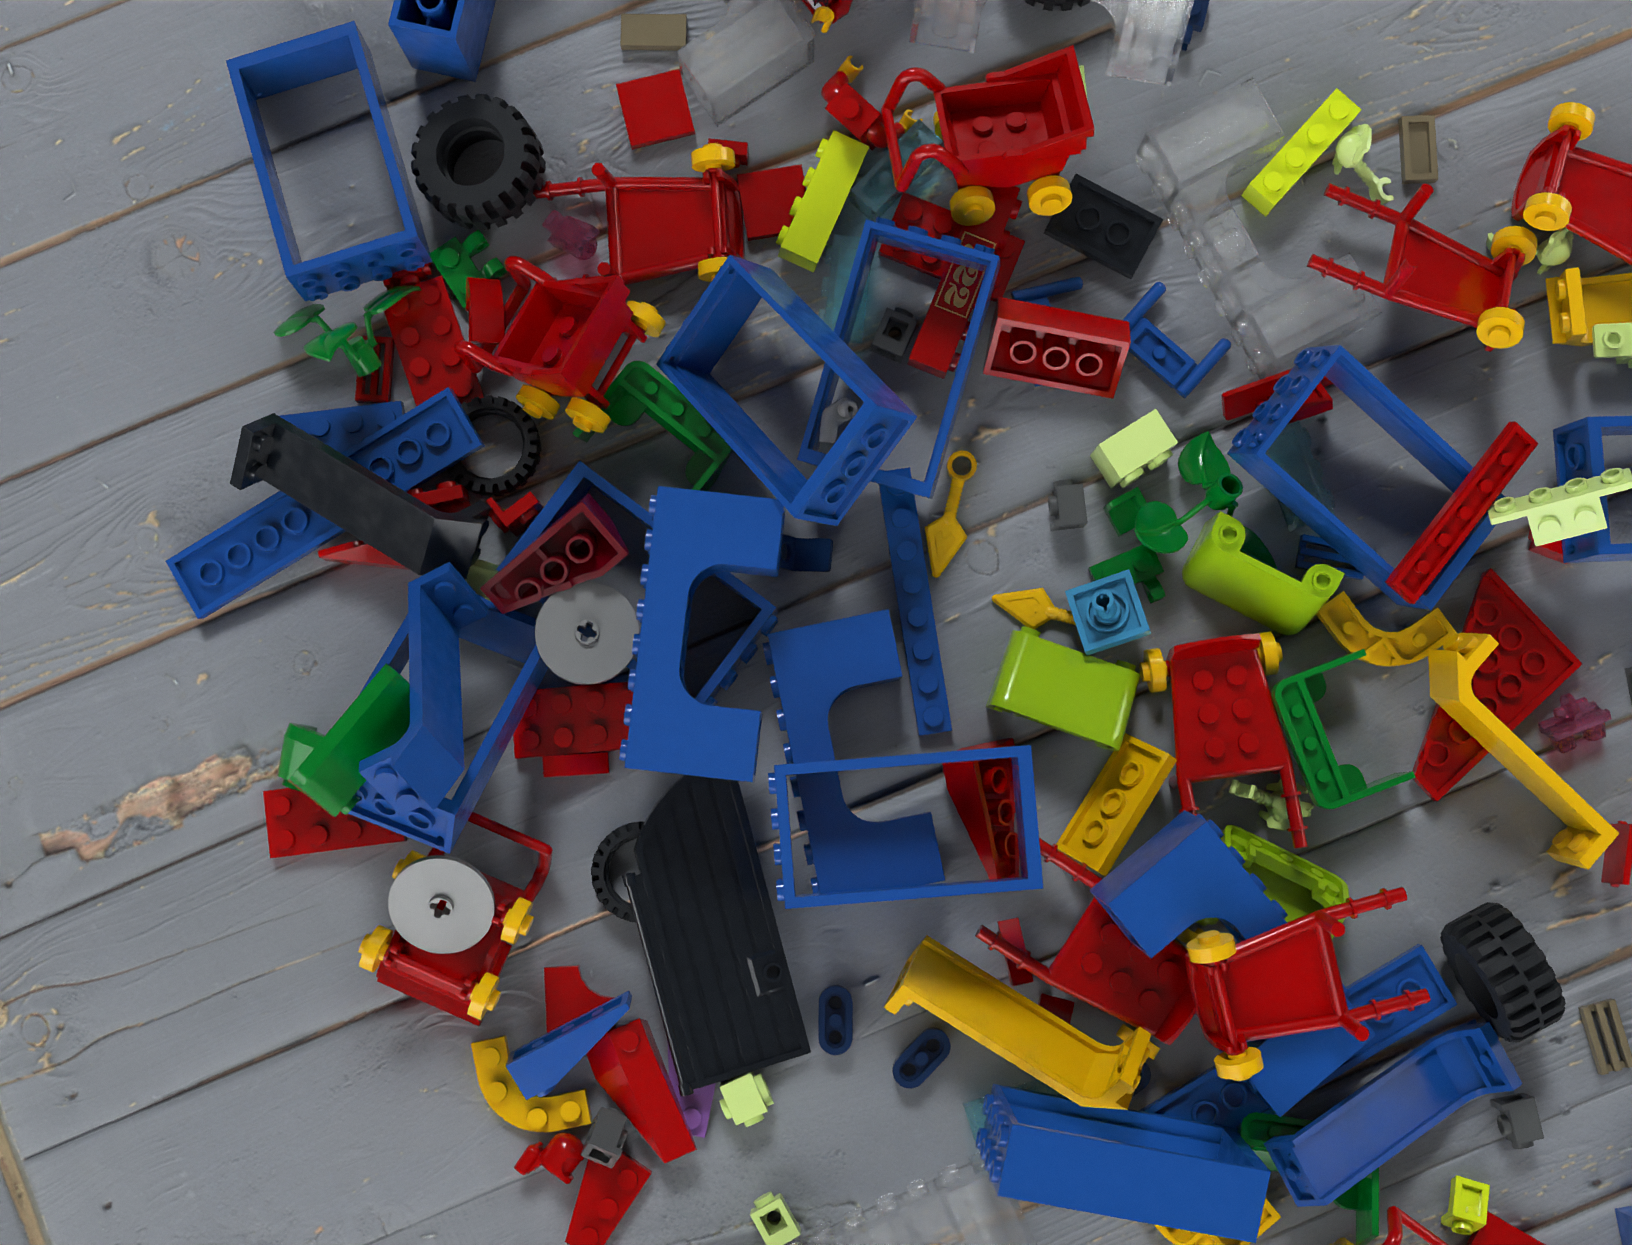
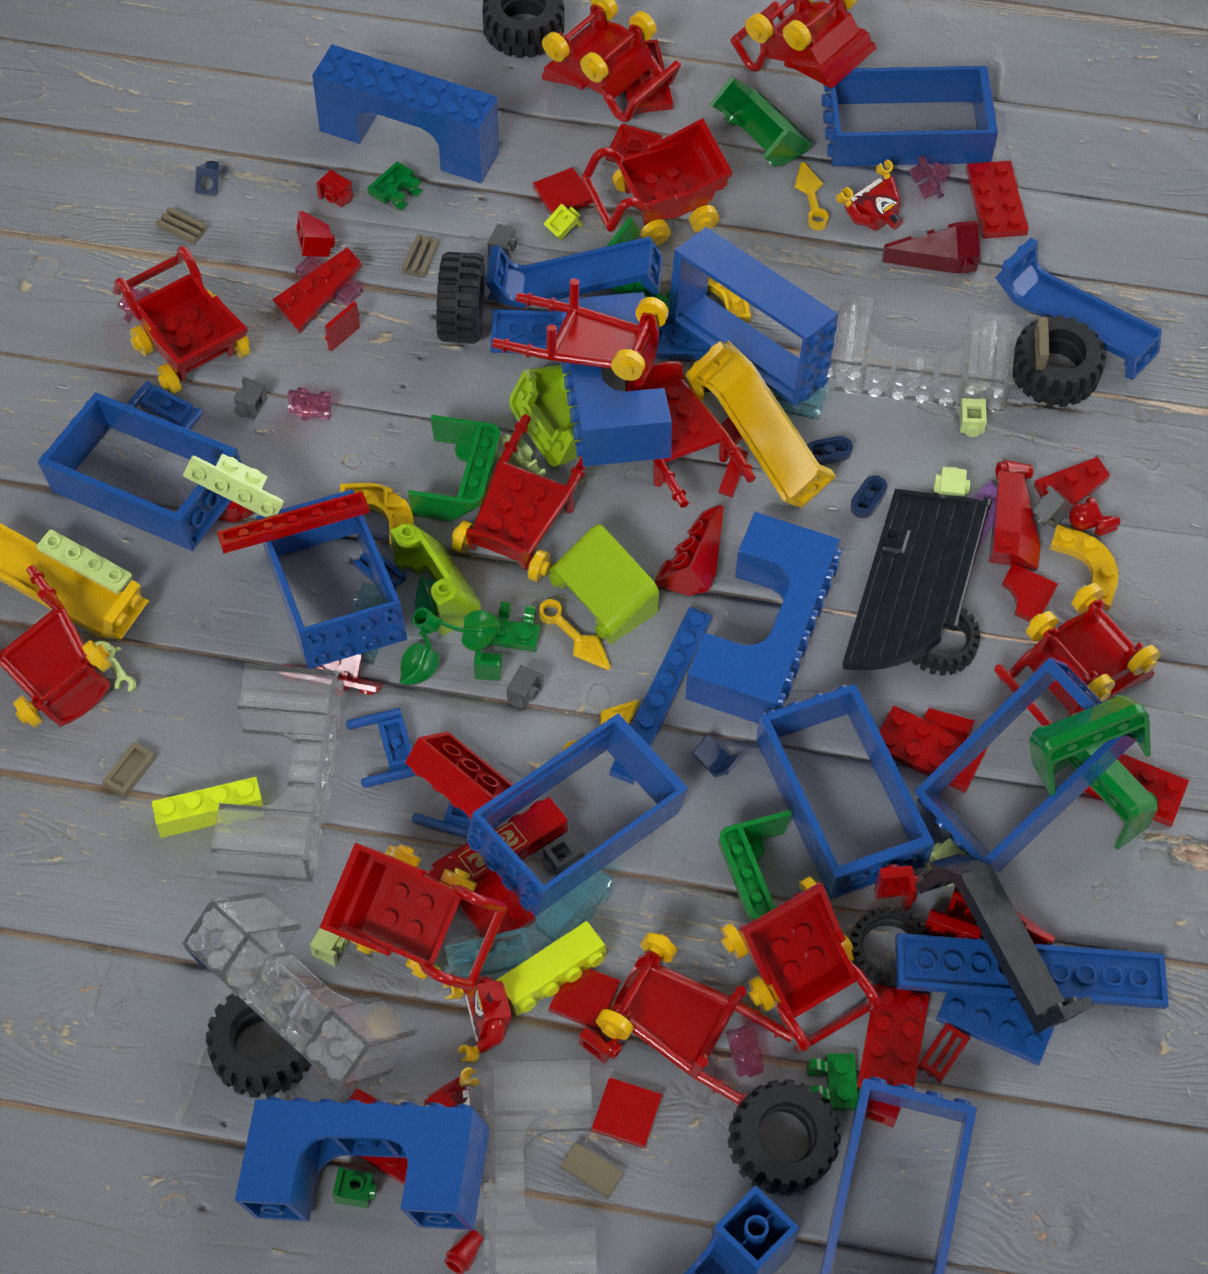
camera: 150 degrees left, 25 degrees down
(357, 350) = (967, 1041): green plant -> none
(419, 890) = (1087, 655): light grey piece -> none
(431, 752) = (1038, 694): blue panel -> none
(485, 310) = (838, 1035): red slope -> none
(549, 1058) = (1052, 566): blue slope -> none
(562, 644) = (896, 785): light grey piece -> none
(569, 552) = (876, 820): dark red wedge -> none
(683, 1171) = (1014, 467): none -> red cone
(691, 540) = (793, 768): blue arch -> none
(834, 416) = (647, 794): light grey arm -> none
(859, 448) = (712, 824): blue door -> none
(1026, 819) = (744, 574): blue door -> none
(1104, 227) = (367, 826): black plate -> none
(1107, 612) = (546, 606): dark azure plate -> none
(1115, 804) = (620, 504): yellow plate -> none
(1134, 448) = (459, 689): yellowish green brick -> none
(1350, 154) = (174, 781): yellowish green piece -> none
(1440, 273) = (186, 669): red piece -> none
(1451, 689) = (361, 450): yellow panel -> none
(1509, 682) = (333, 452): red wing -> none

